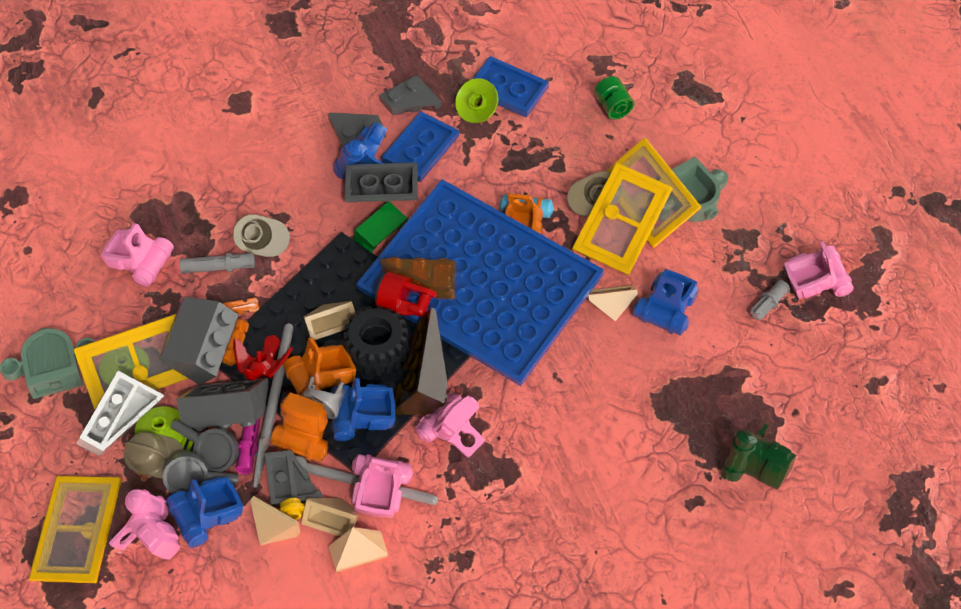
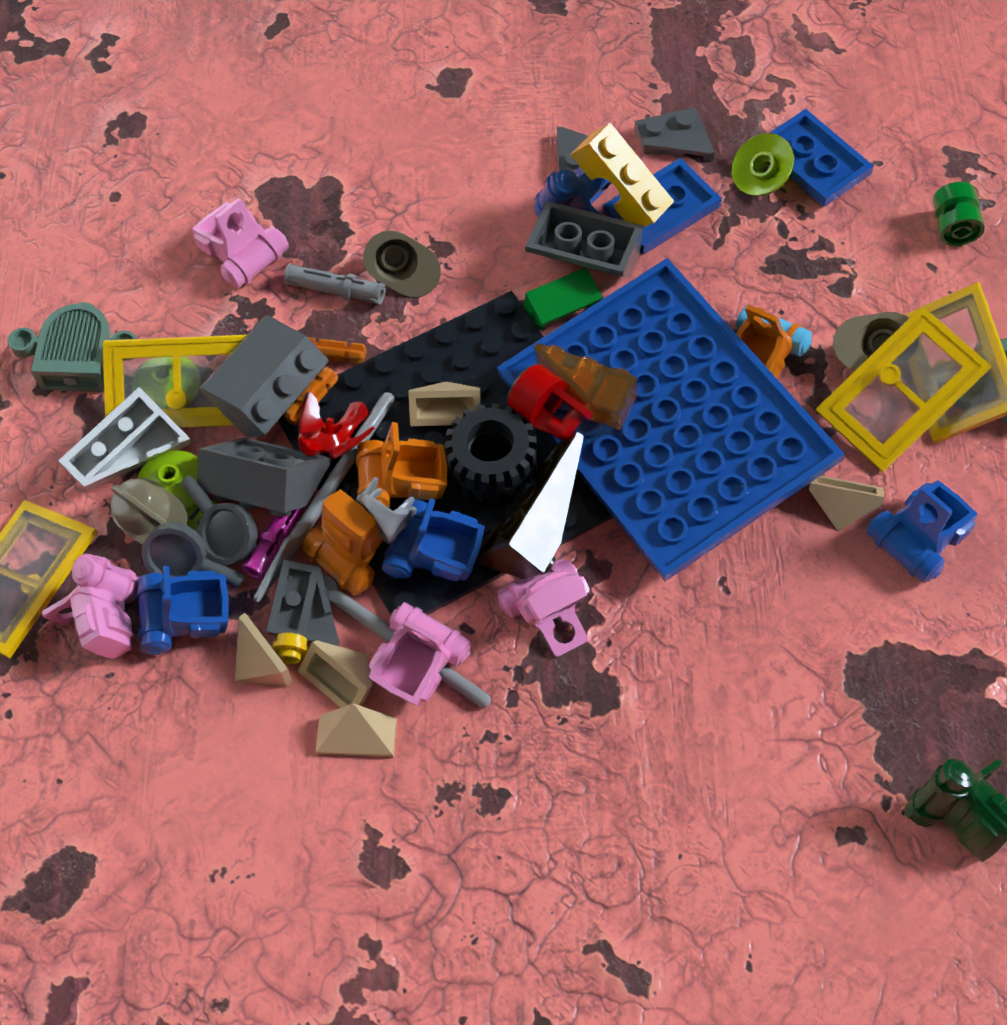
camera: 25 degrees right, 5 degrees up
(379, 123) = (610, 157): none -> arch

